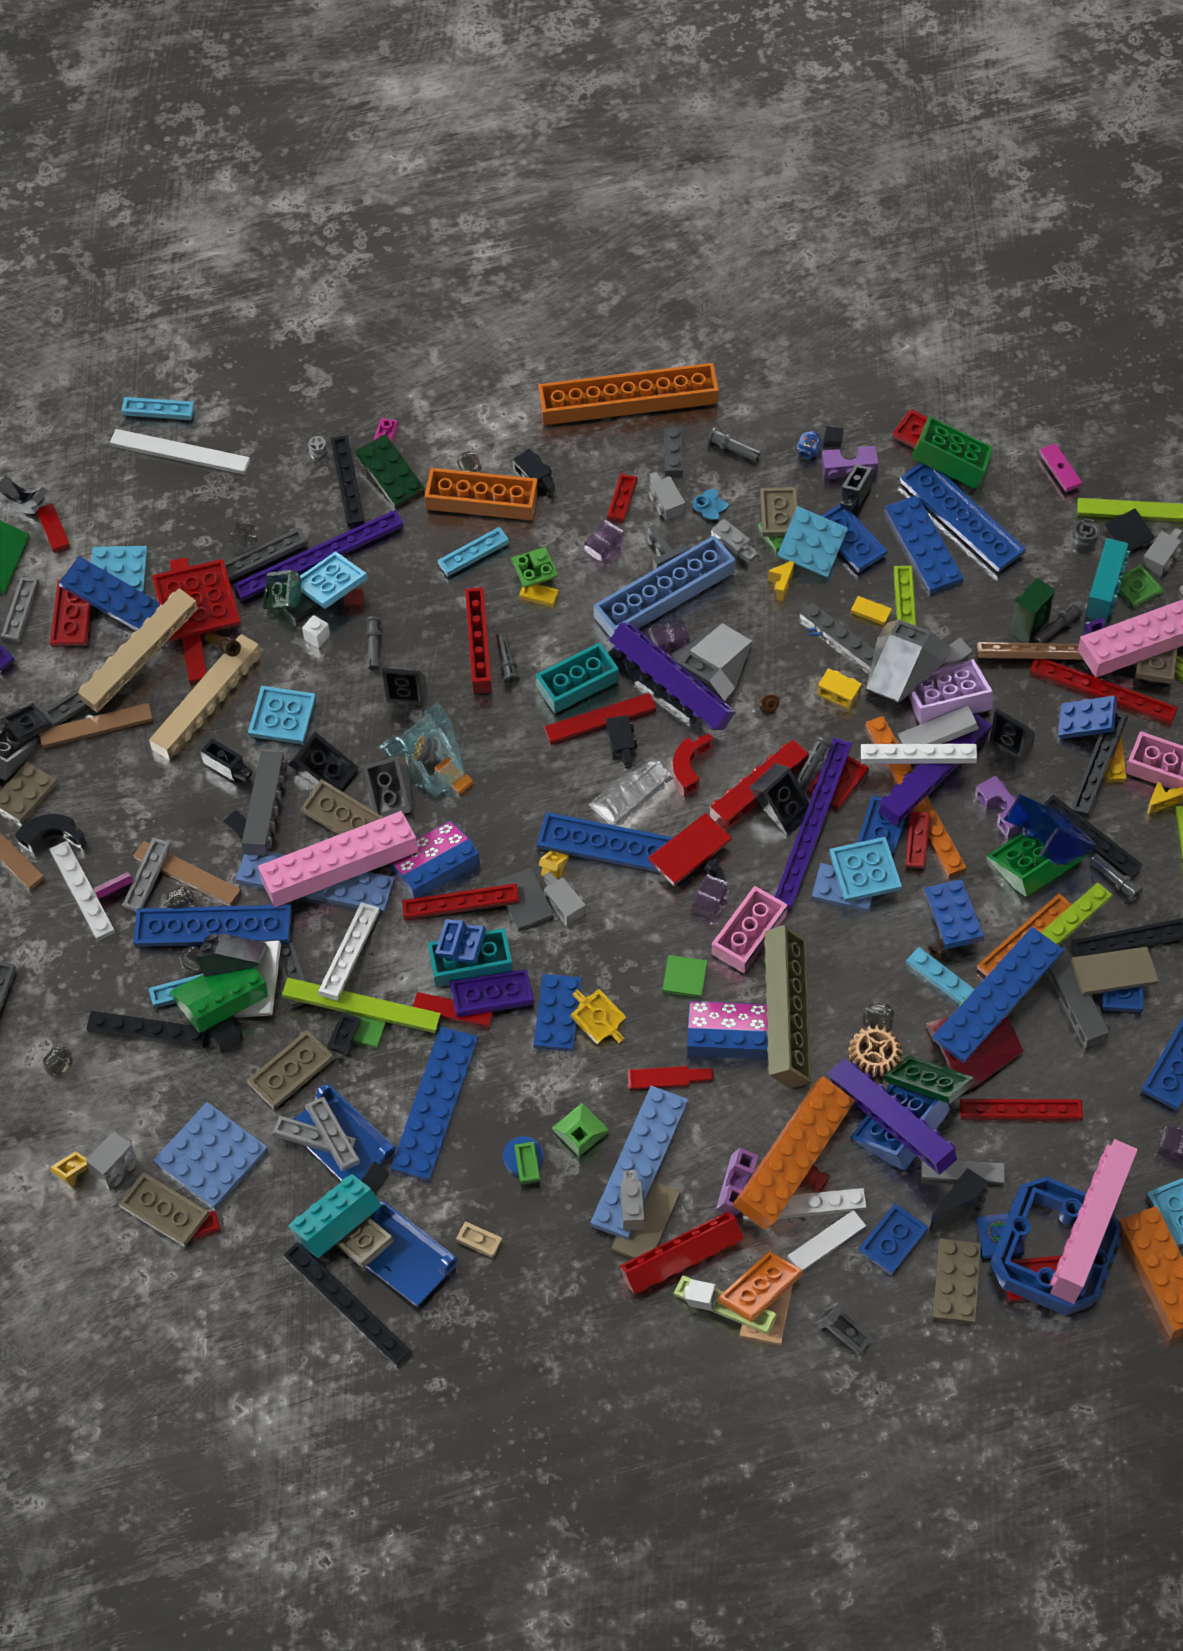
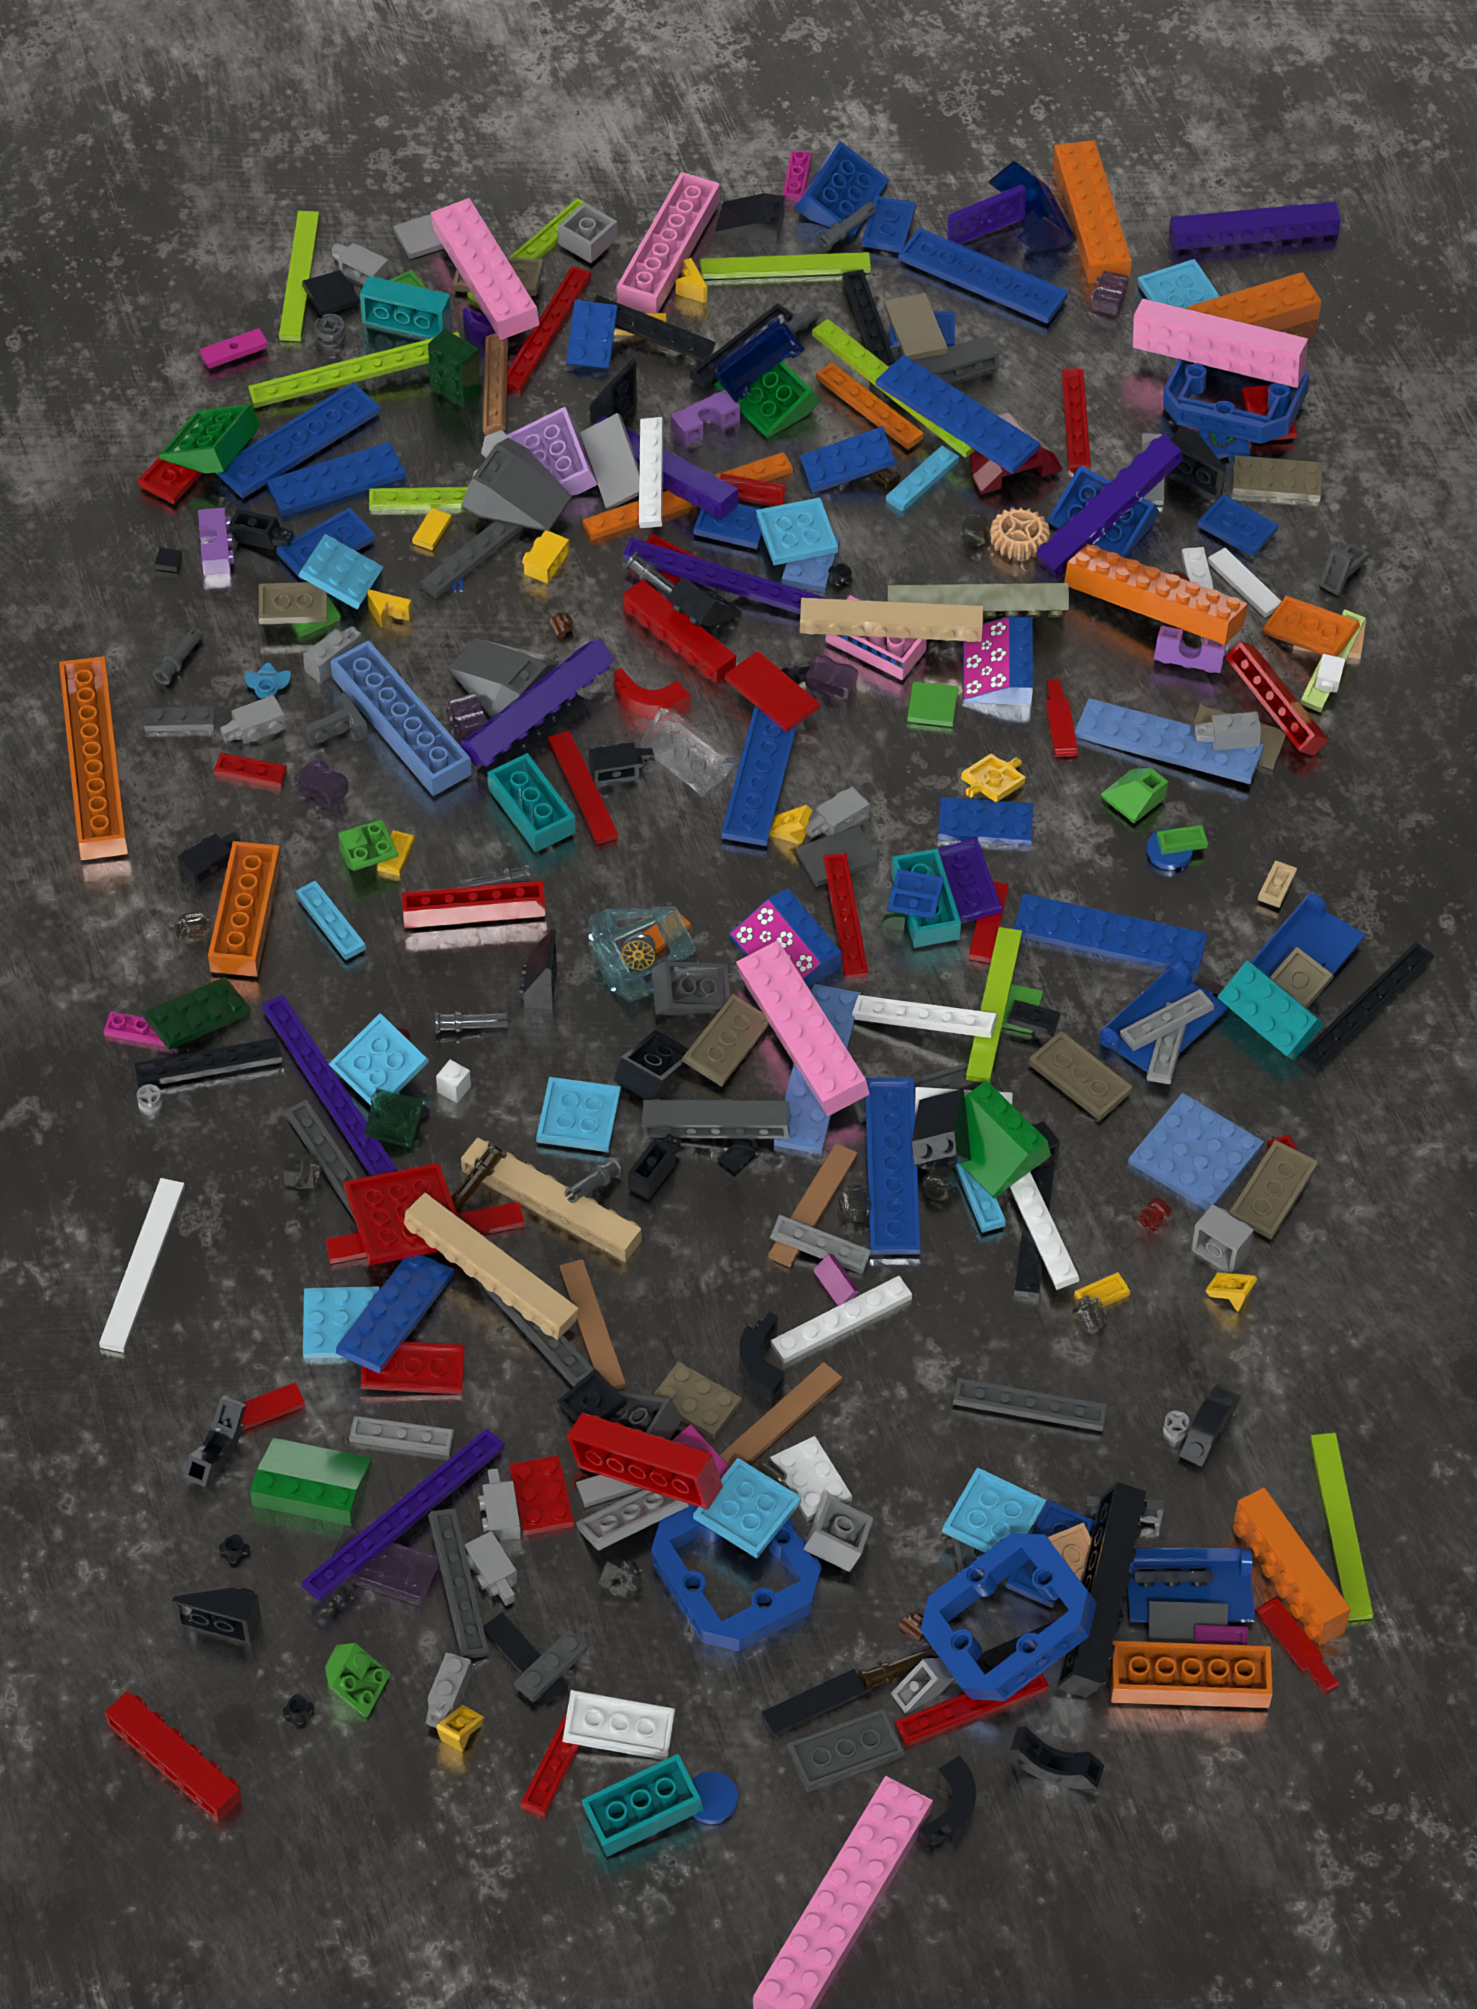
camera: 95 degrees left, 5 degrees down
(84, 1076) = (1107, 1289): none -> yellow tile
(134, 1029) = (1044, 1232): none -> white plate
(149, 1116) = (1154, 1214): none -> clear red wheel
(157, 408) = (66, 1294): medium azure plate -> none
(219, 726) = (600, 1176): none -> dark grey pin
(752, 931) = (891, 619): none -> tan brick
(809, 444) = (184, 579): blue head -> none
(831, 909) = (841, 574): none -> black plate
(929, 1079) = (1060, 477): dark green plate -> none
(1036, 547) = (340, 373): none -> lime plate

